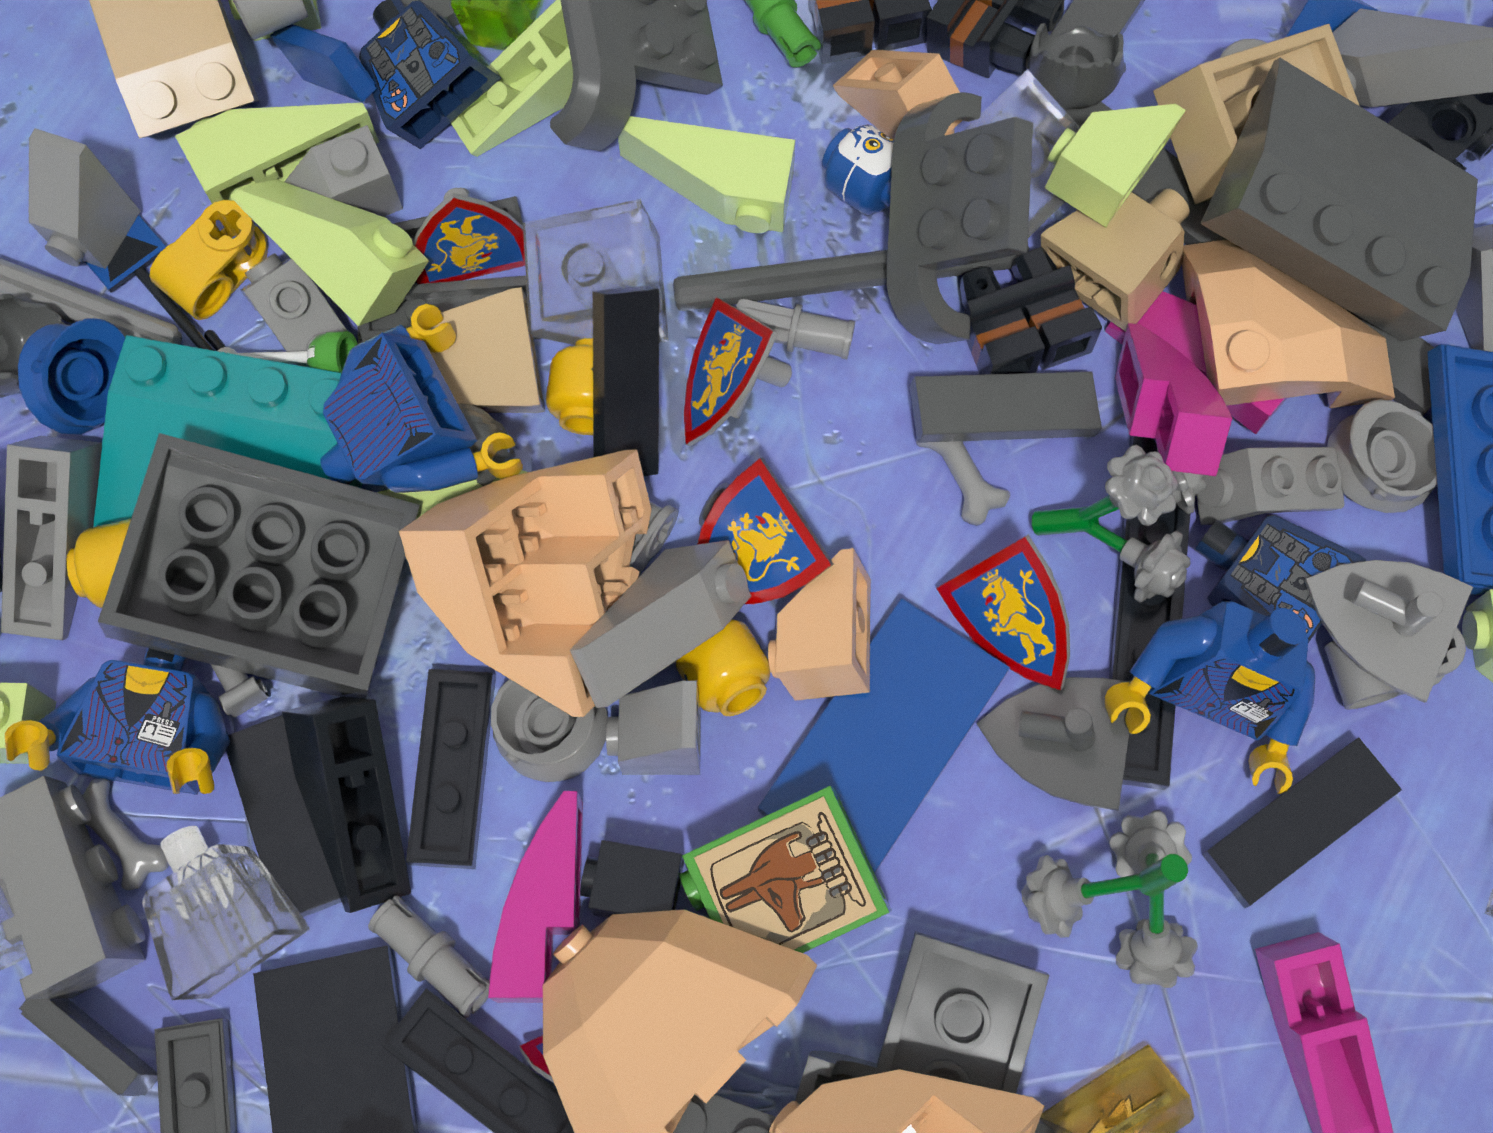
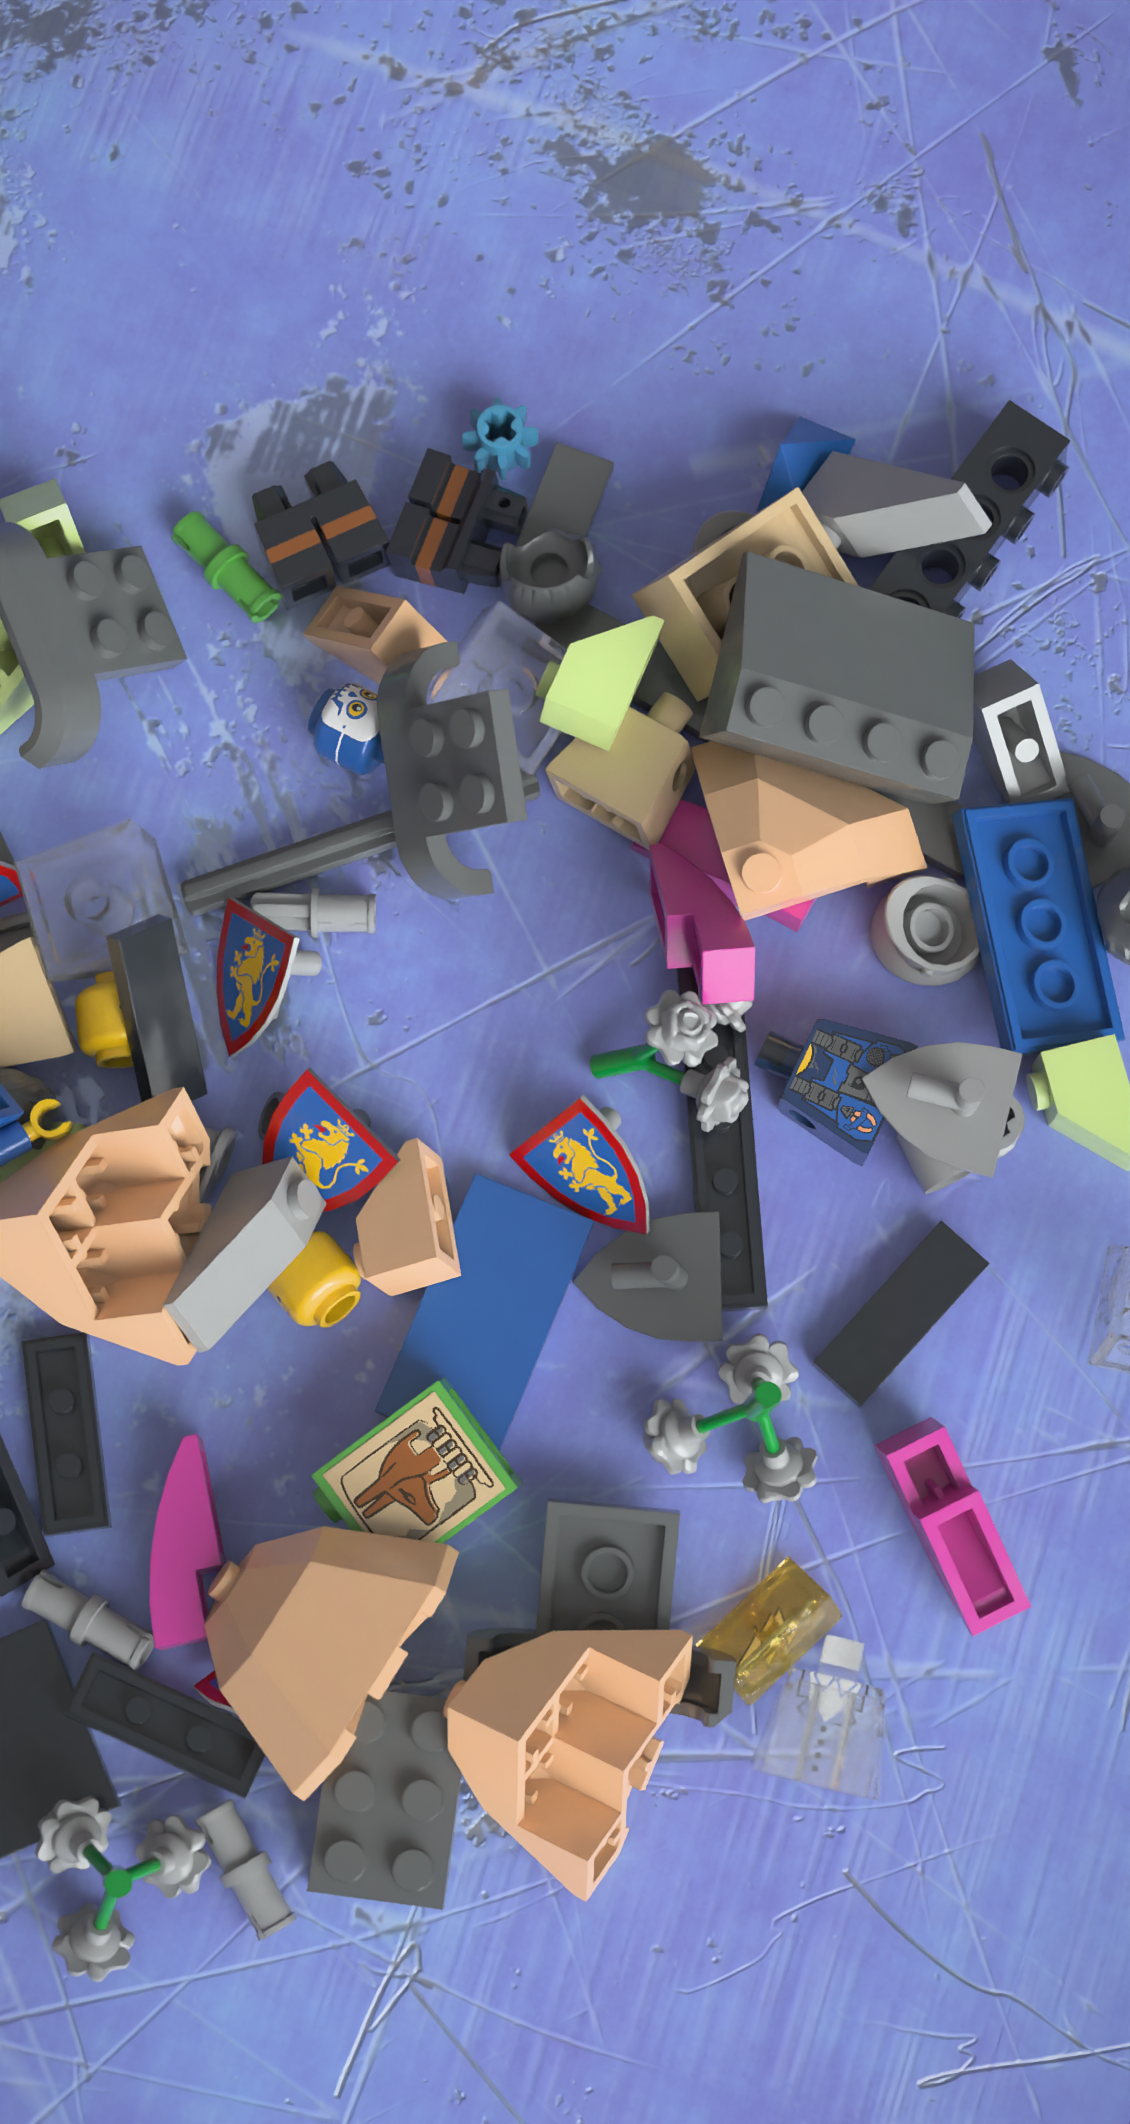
camera: 15 degrees left, 5 degrees up
(542, 738) = (150, 1389): light grey piece -> none
(631, 879) = (267, 1507): black brick -> none
(657, 731) = (262, 1358): light grey slope -> none
(724, 172) = (215, 760): yellowish green slope -> none
(977, 493) = (493, 1001): light grey piece -> none
(1004, 406) = (542, 954): dark grey tile -> none
(1027, 322) = (550, 860): black hips -> none
(1230, 670) = (802, 1185): blue torso -> none
(1272, 482) = (820, 982): light grey bracket -> none

